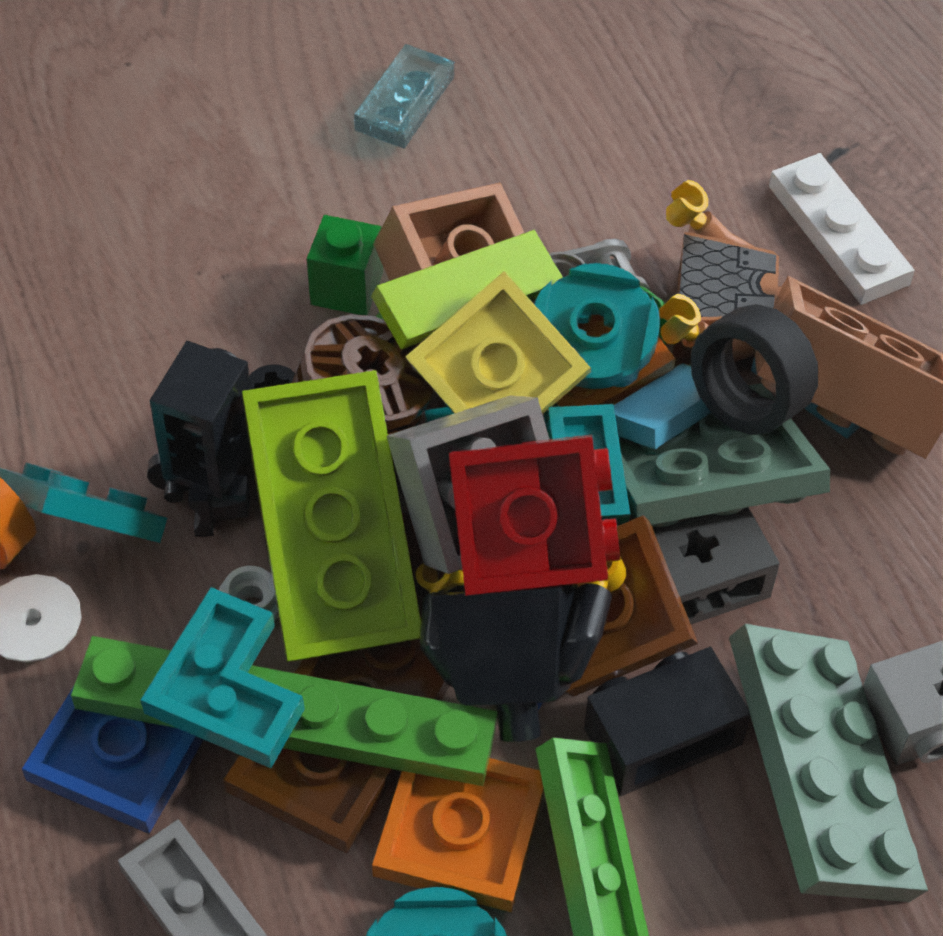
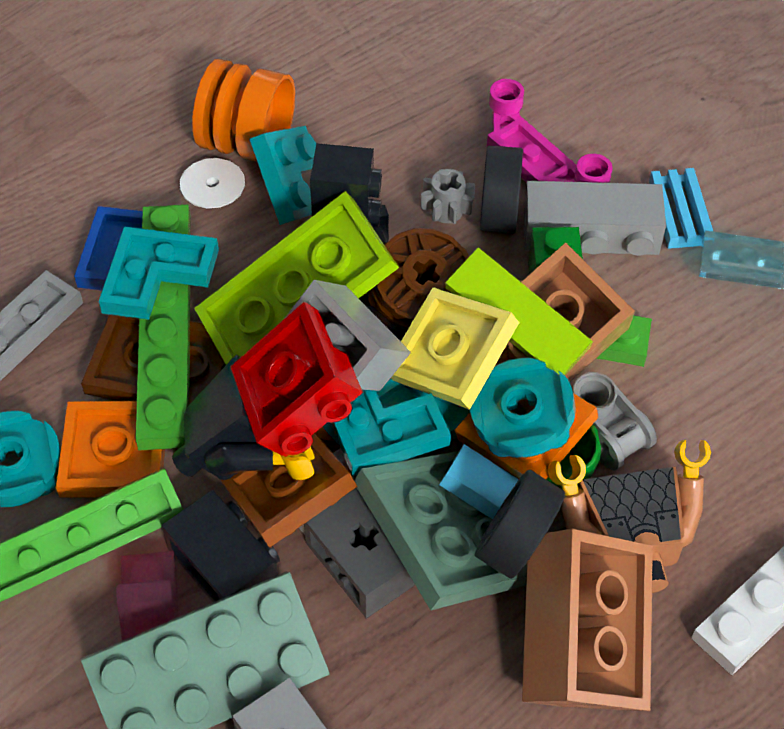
camera: 75 degrees right, 0 degrees up
(150, 244) = (540, 157): none -> dark pink plate
(177, 329) = (447, 196): none -> light grey gear
(234, 261) = (501, 189): none -> black tyre
(283, 210) = (609, 215): none -> light grey brick
(298, 126) = (697, 204): none -> medium azure tile
(707, 826) = (146, 592): none -> clear pink slope

